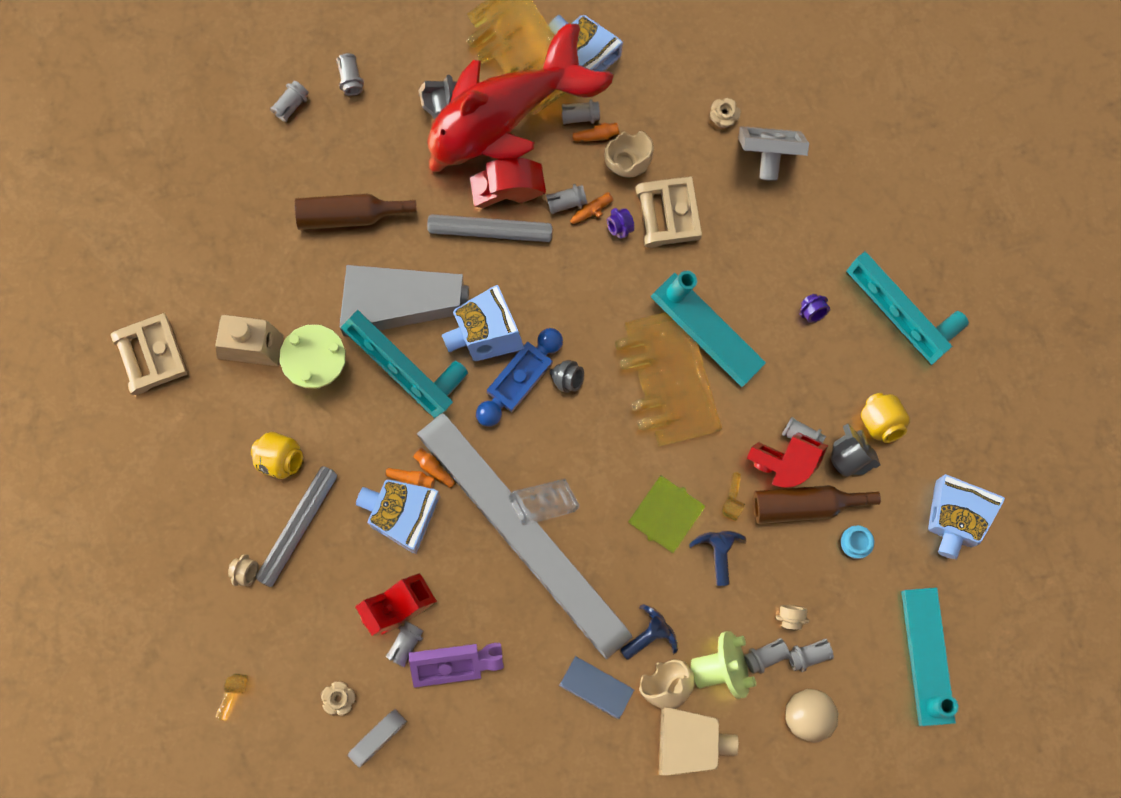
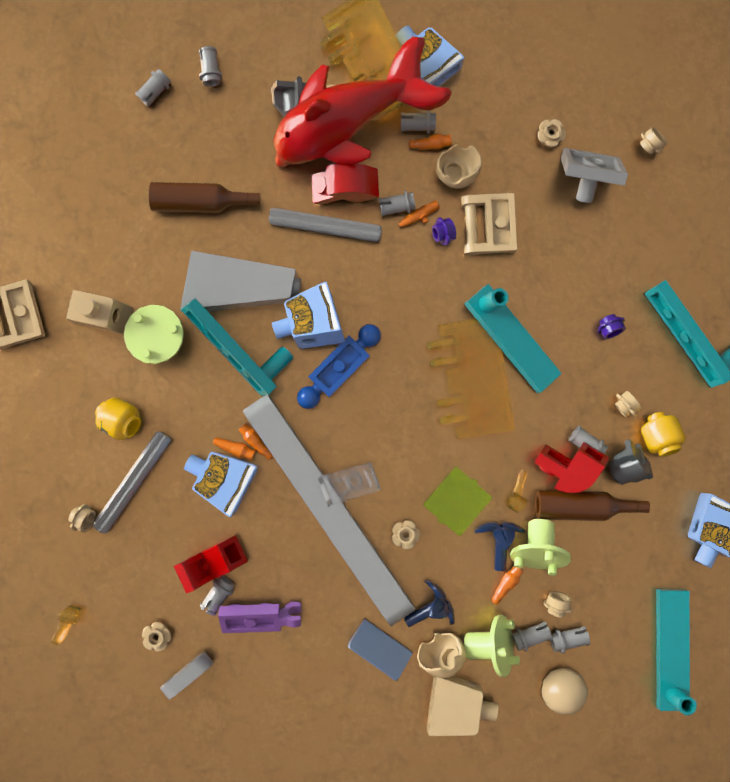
camera: 10 degrees right, 10 degrees up
(567, 376) = (382, 369): dark grey plate -> none
(612, 564) = (409, 527): none -> tan plate
(734, 598) = (507, 583): none -> orange piece
(764, 555) = (540, 549): none -> yellowish green piece
(834, 111) = (653, 141): none -> tan plate
(842, 389) = (627, 404): none -> tan plate
(857, 542) = (623, 543): medium azure plate -> none

